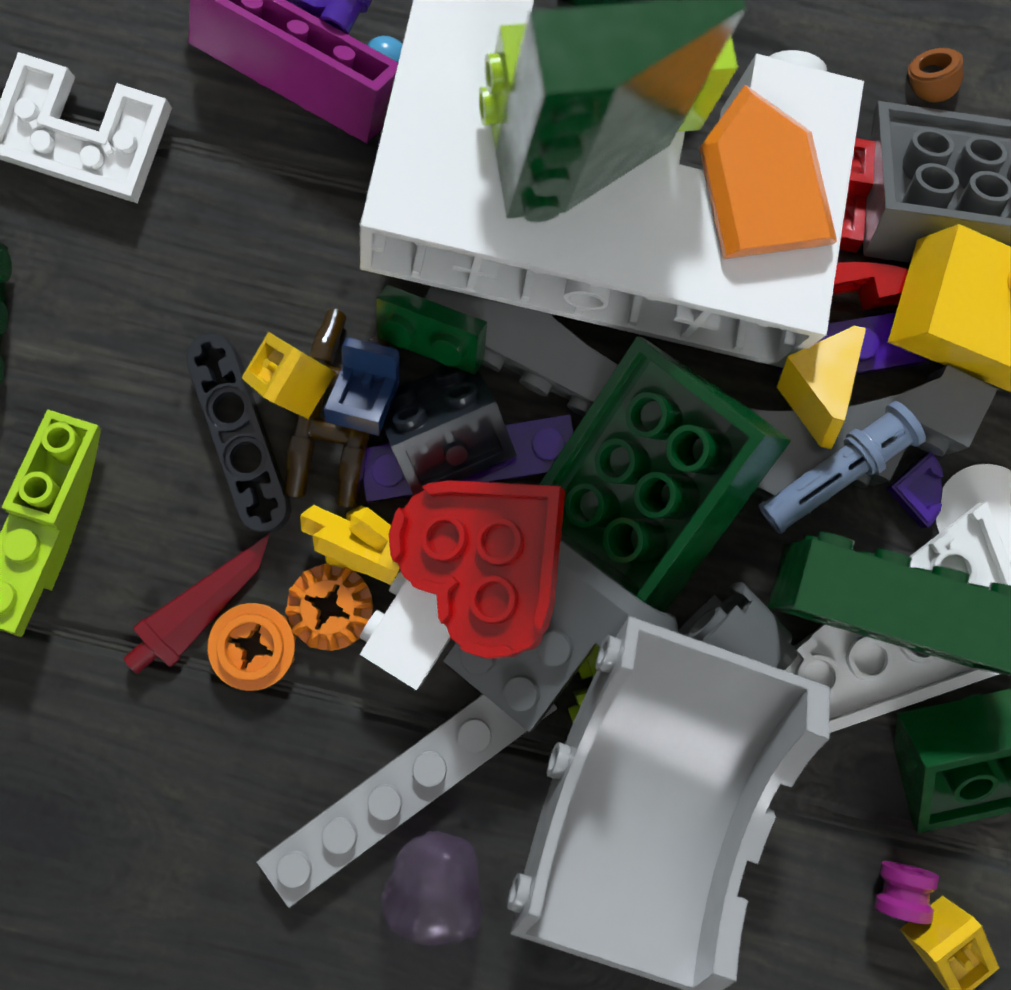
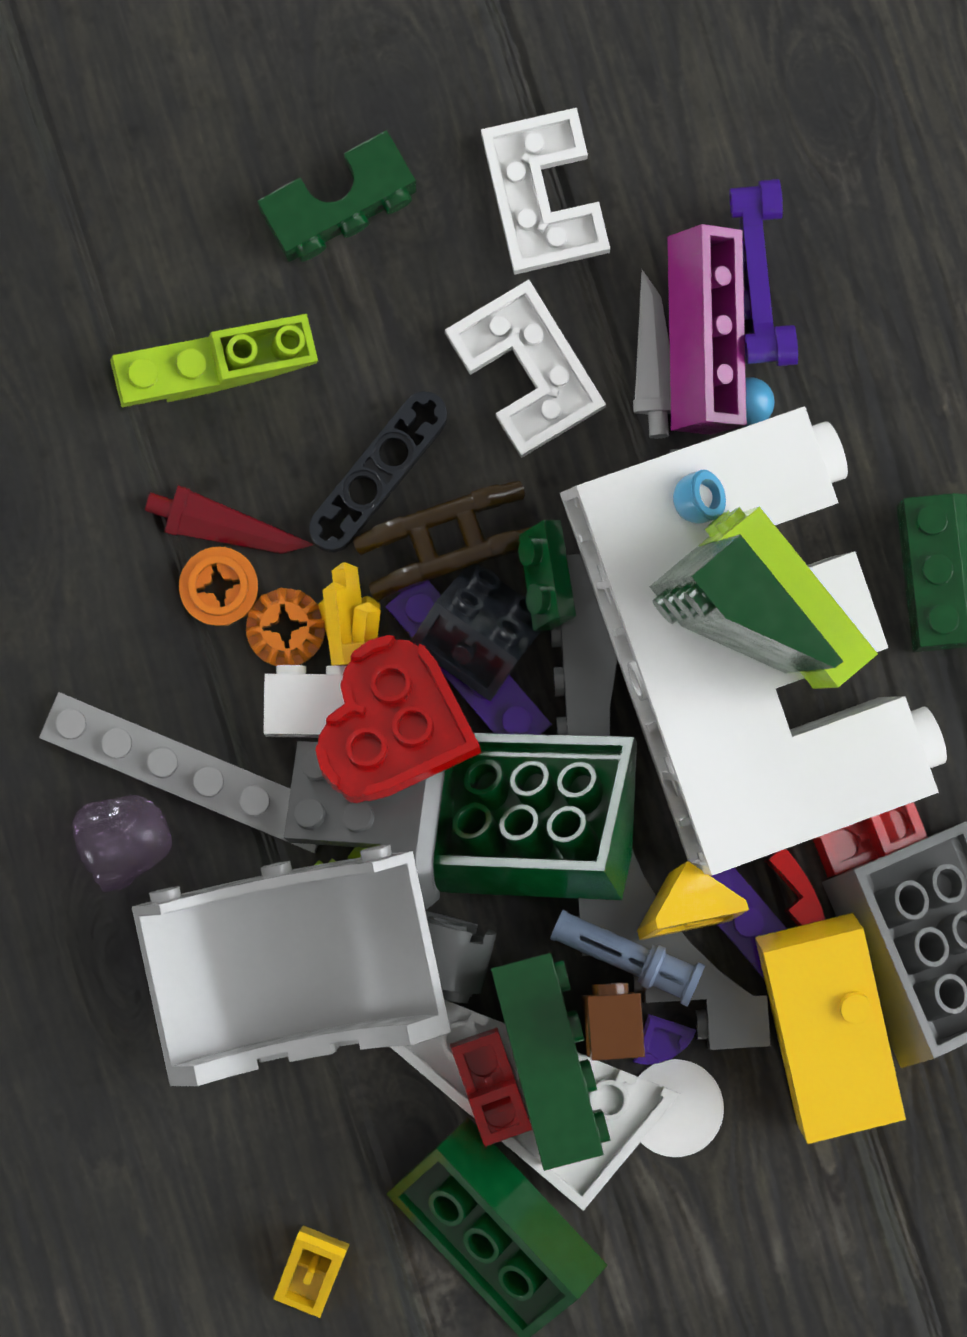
camera: 55 degrees right, 0 degrees up
(260, 217) = (563, 388): none -> white plate
(287, 376) = (444, 484): yellow slope -> none
(298, 128) = (653, 362): none -> light grey bar
(364, 386) = (470, 552): dark blue bracket -> none
(444, 123) = (688, 498): none -> dark azure piece
(764, 181) = (802, 760): orange tile -> none
(885, 675) = (490, 1086): none -> red slope
(906, 892) = (335, 1205): magenta wheel -> none
(920, 513) = (613, 1022): none -> reddish brown arch

